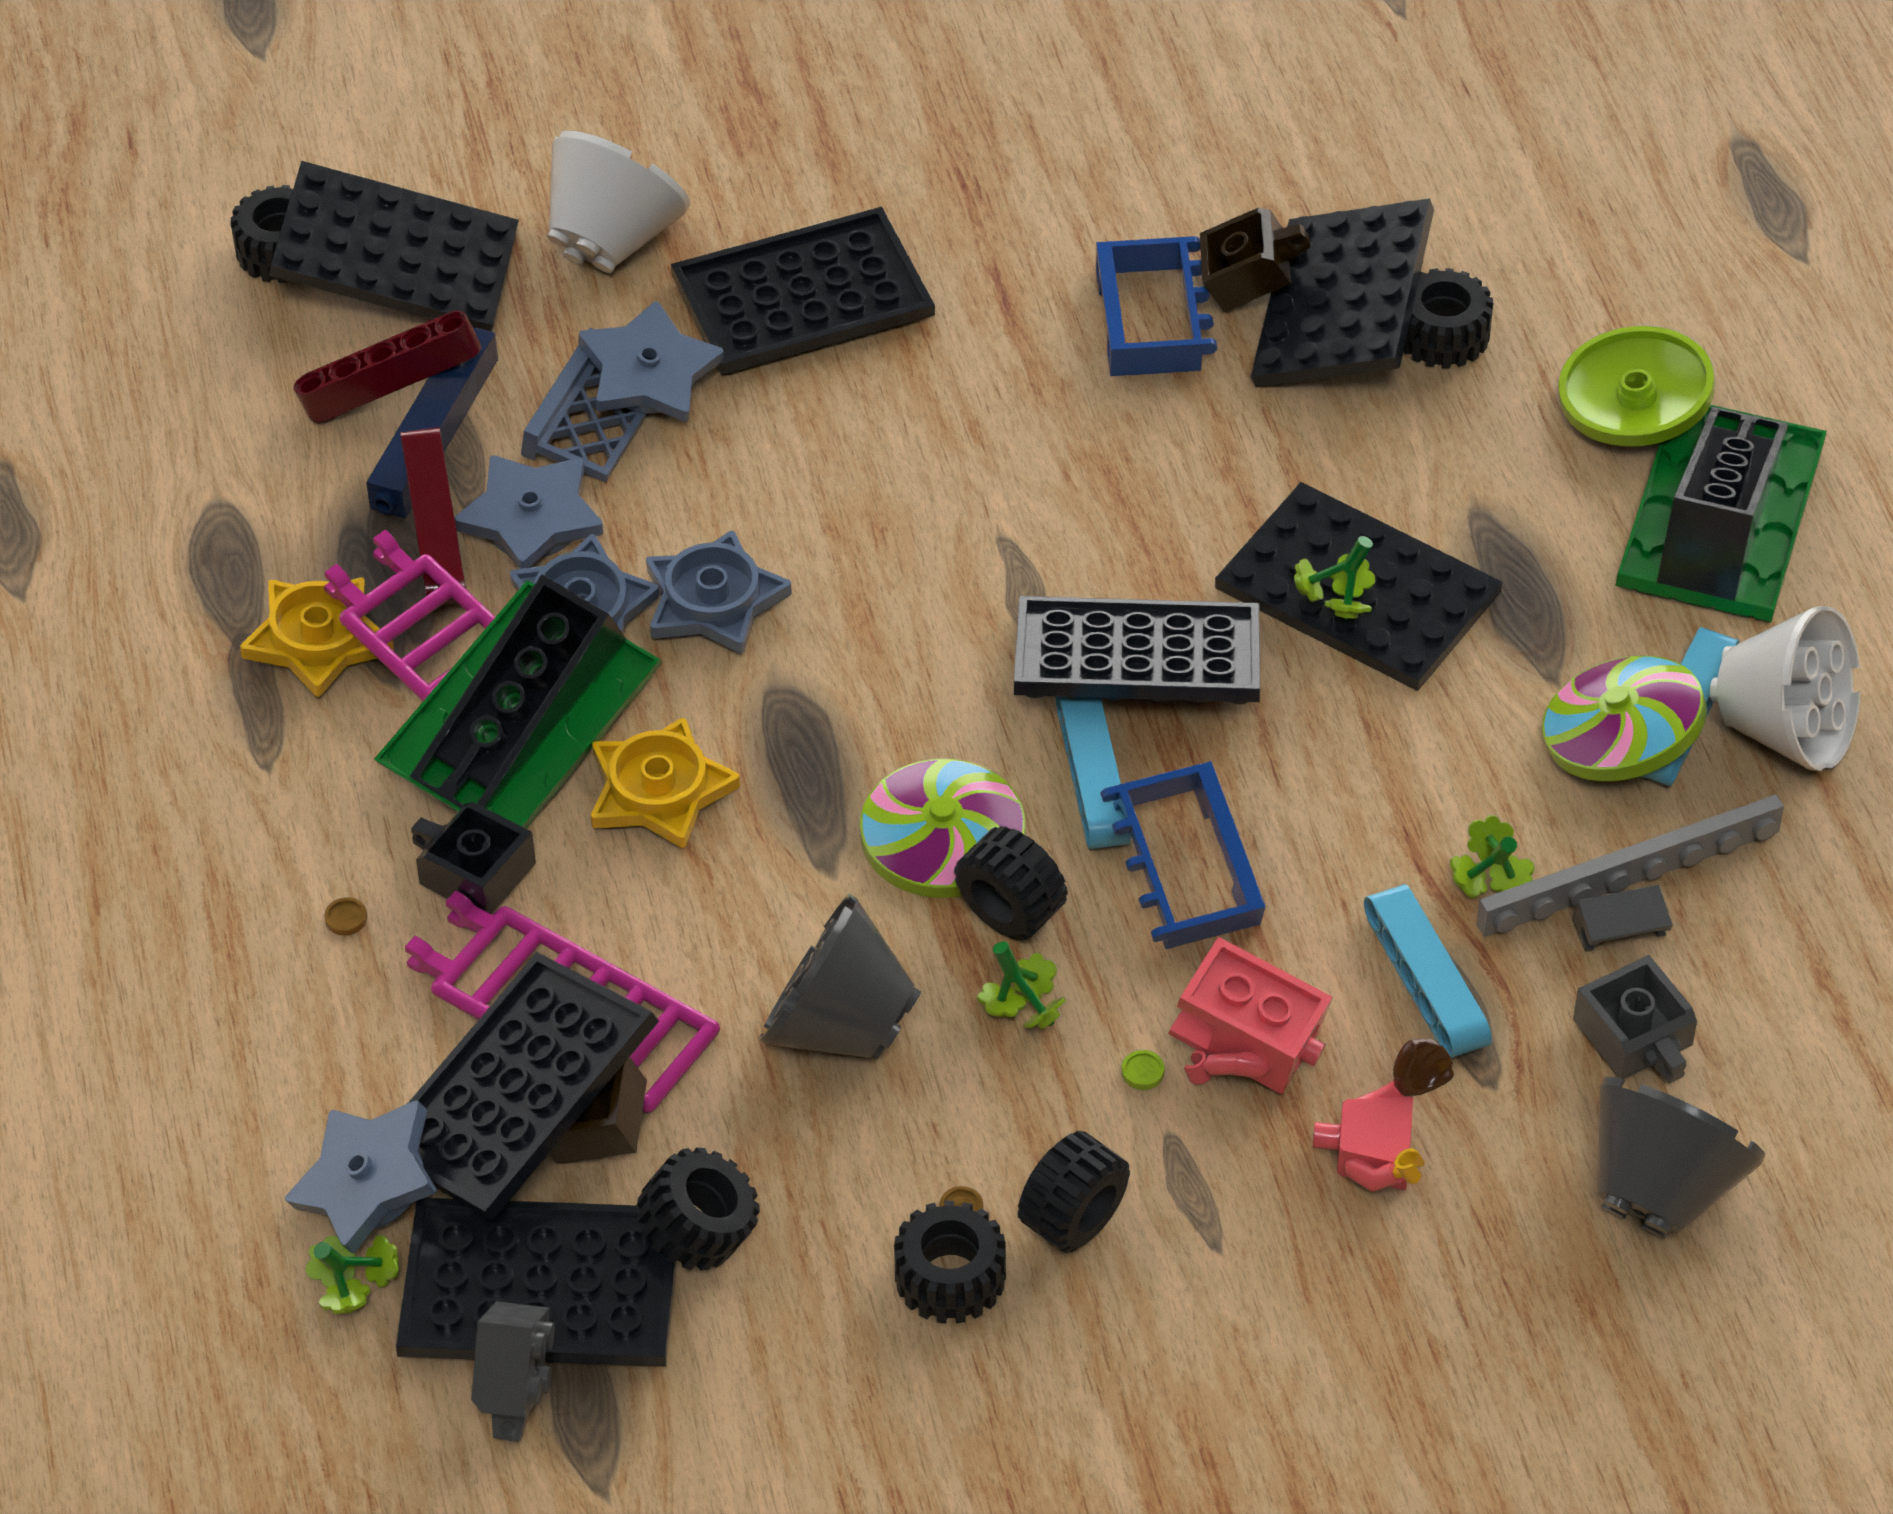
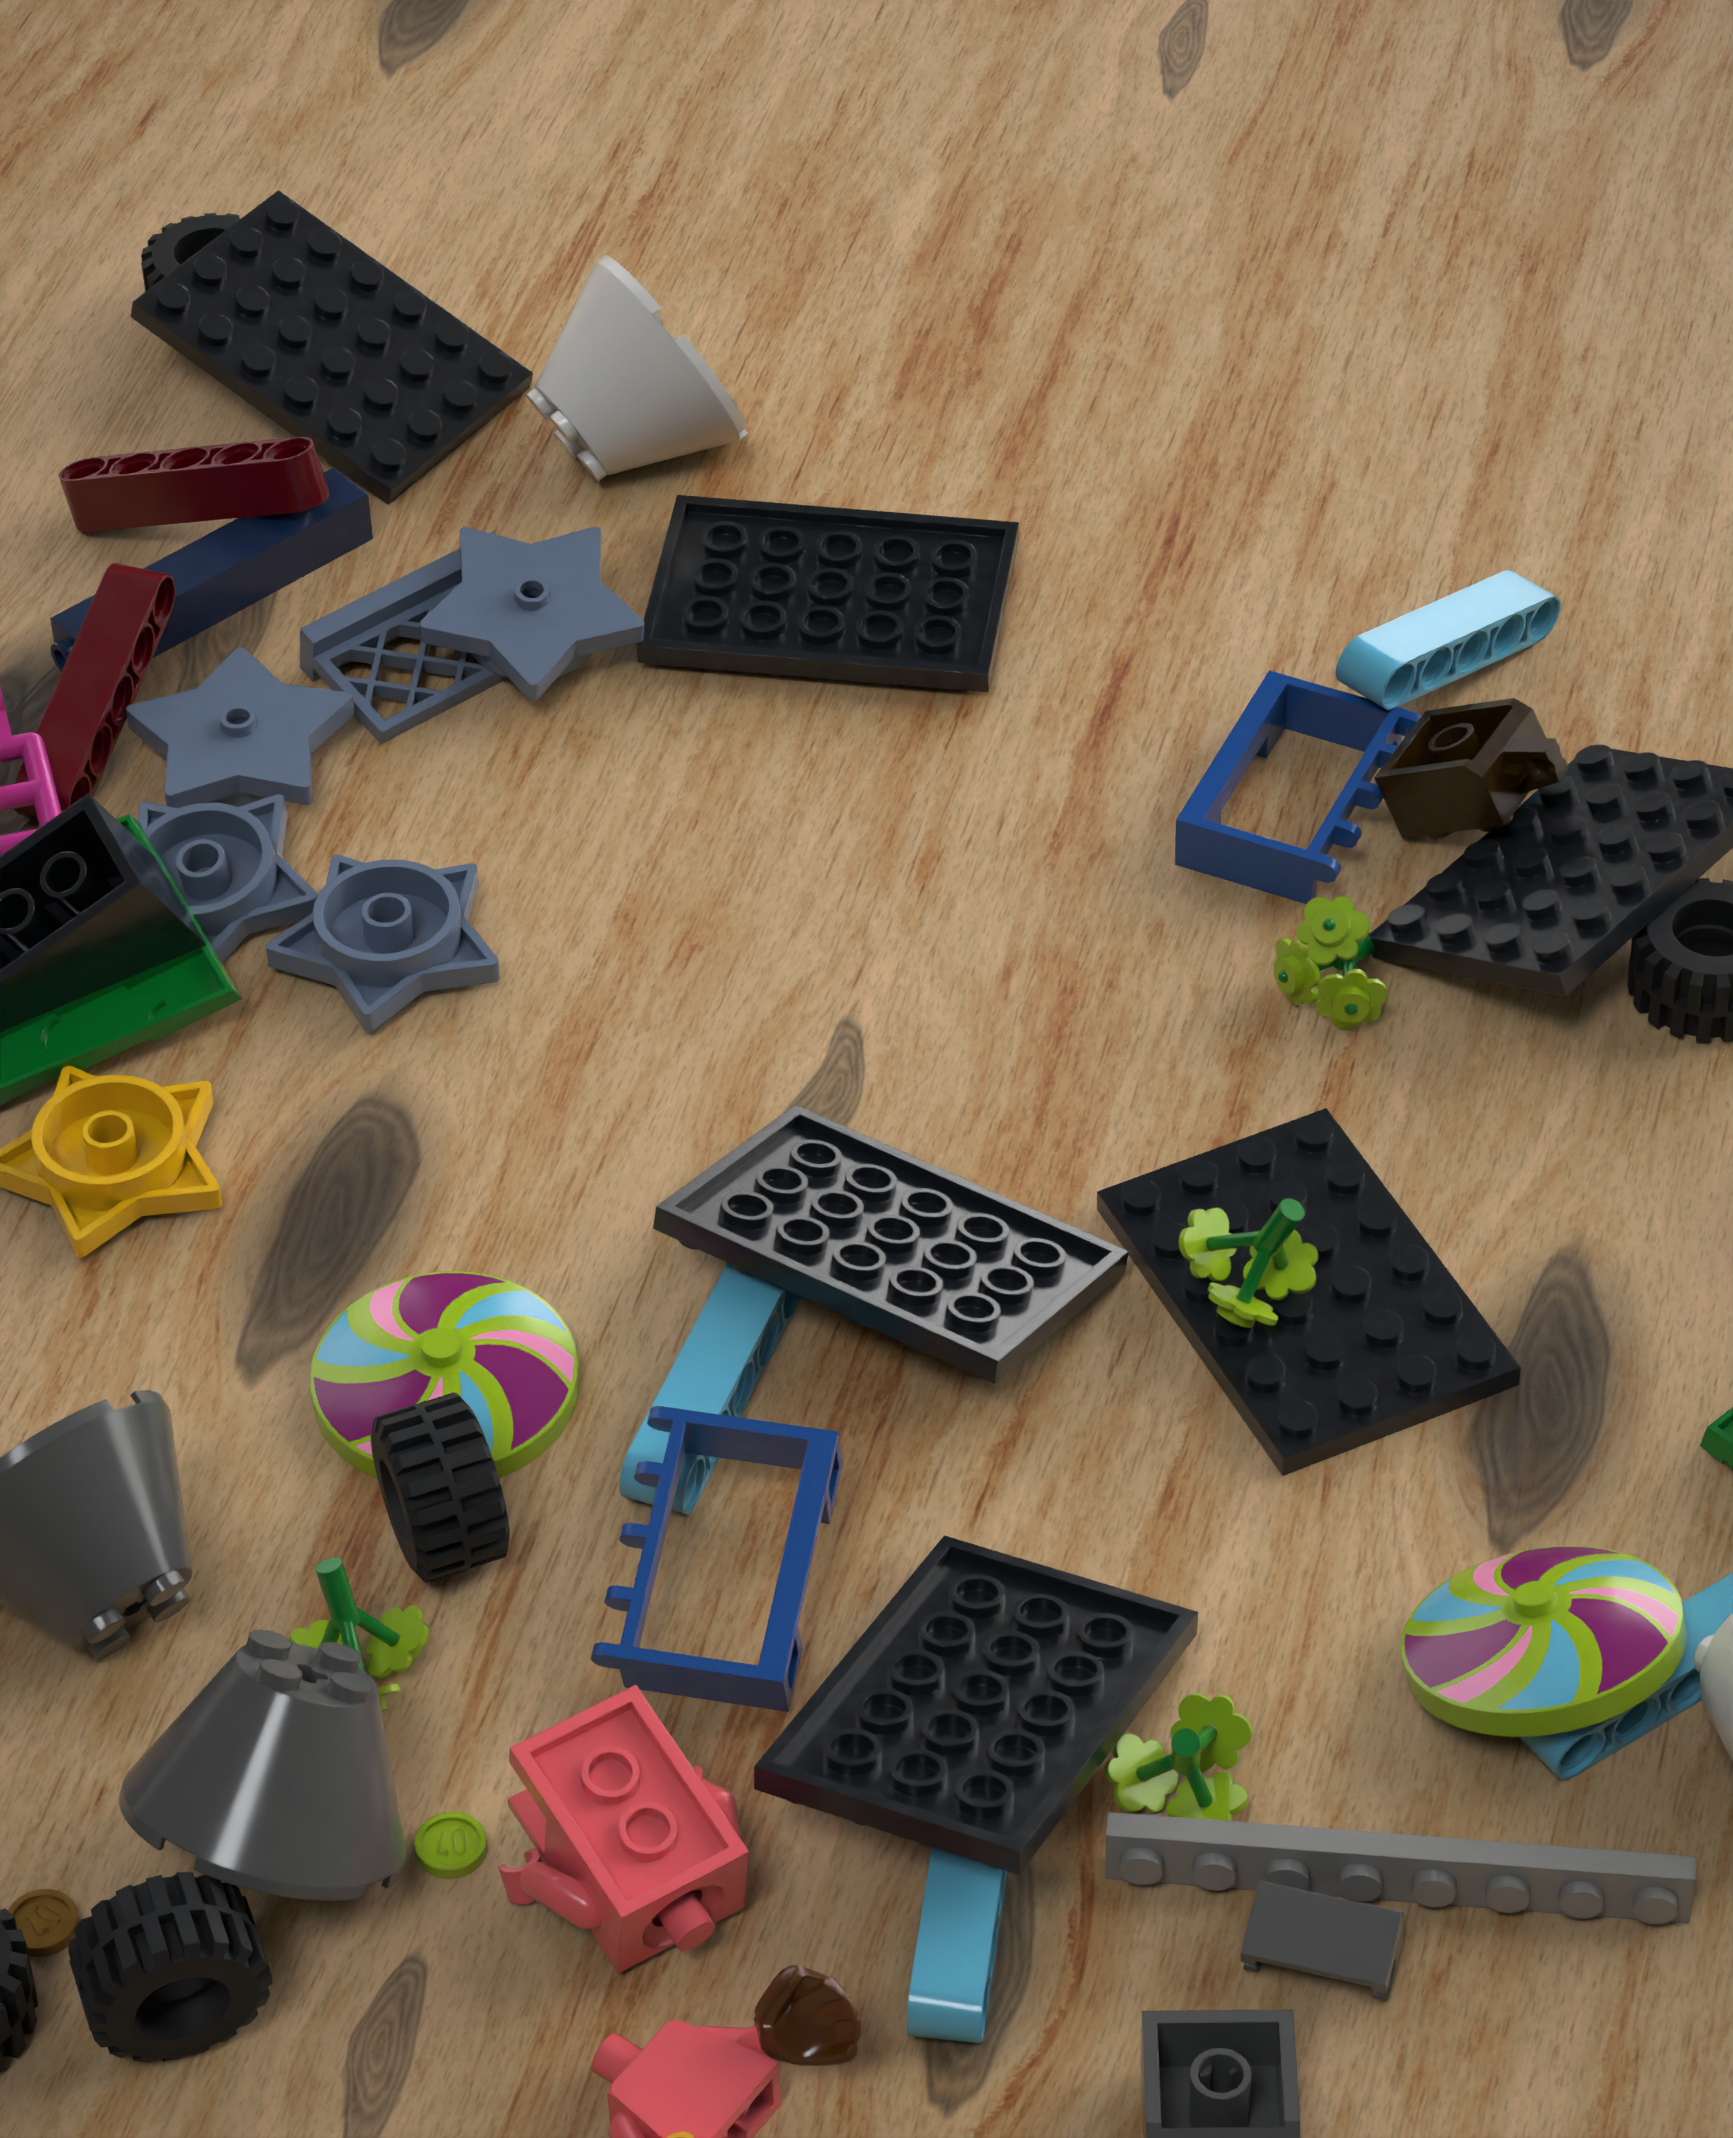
camera: 30 degrees right, 5 degrees down
(1062, 1065) = (277, 1776): none -> dark grey cone
(1179, 186) = (1447, 639): none -> medium azure beam
(1252, 381) = (1337, 939): none -> lime plant
(1376, 872) = (977, 1704): none -> black plate

